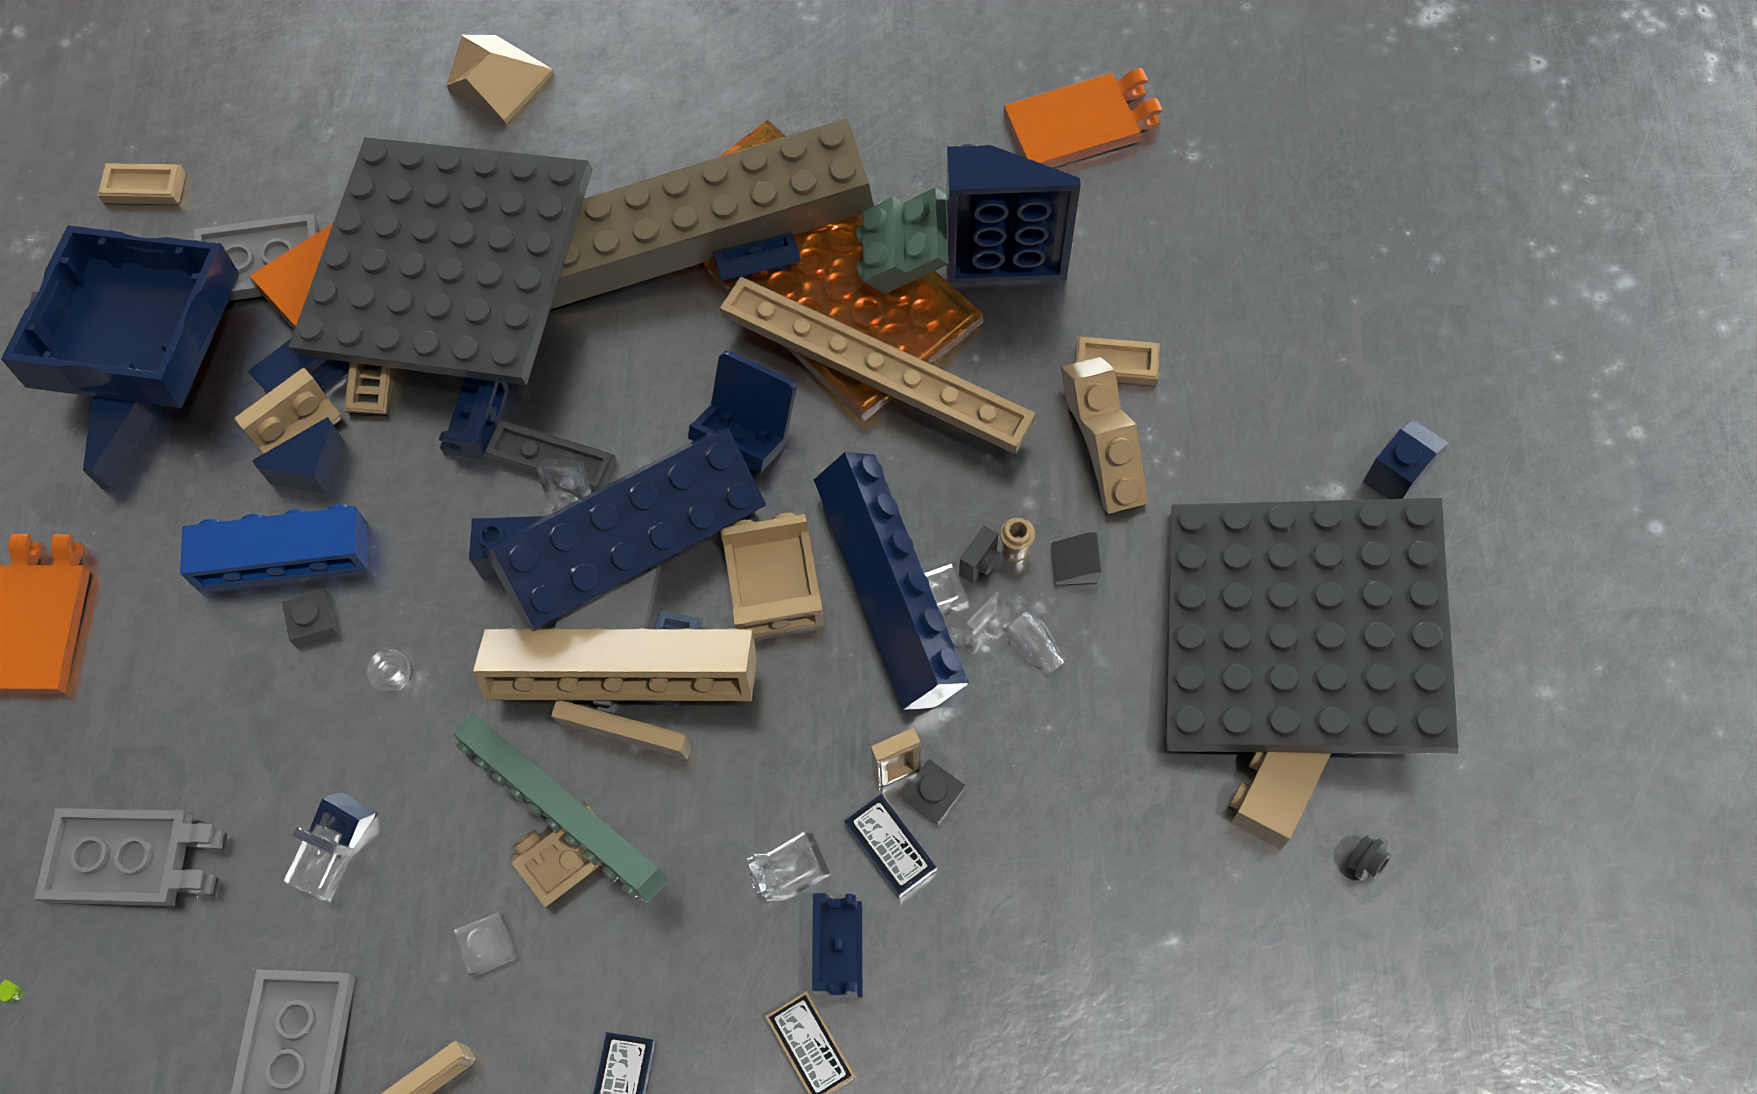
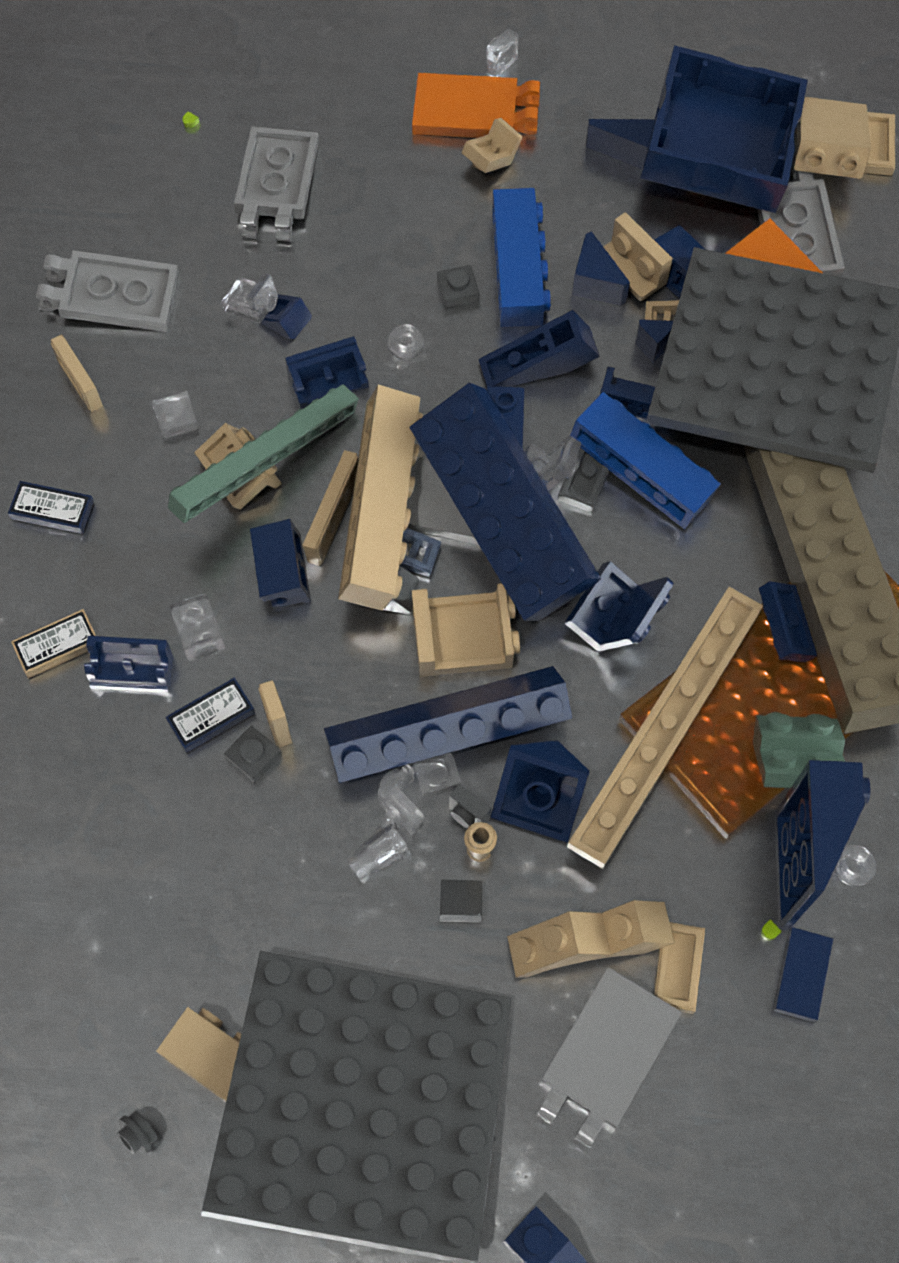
camera: 90 degrees right, 0 degrees up
(106, 584) = (494, 149): none -> tan bracket
(144, 204) = (833, 138): none -> tan panel
(398, 397) = (653, 337): none -> dark blue slope
(416, 518) = (542, 353): none -> dark blue slope
(432, 757) = (325, 368): none -> dark blue hinge
(560, 399) = (644, 460): none -> blue brick
(696, 783) = (280, 564): none -> dark blue hinge
(953, 479) = (541, 789): none -> dark blue slope
(1069, 285) = (770, 931): none -> lime piece
(1110, 256) = (803, 975): none -> dark blue tile
(1216, 416) = (608, 1053): none -> light grey tile

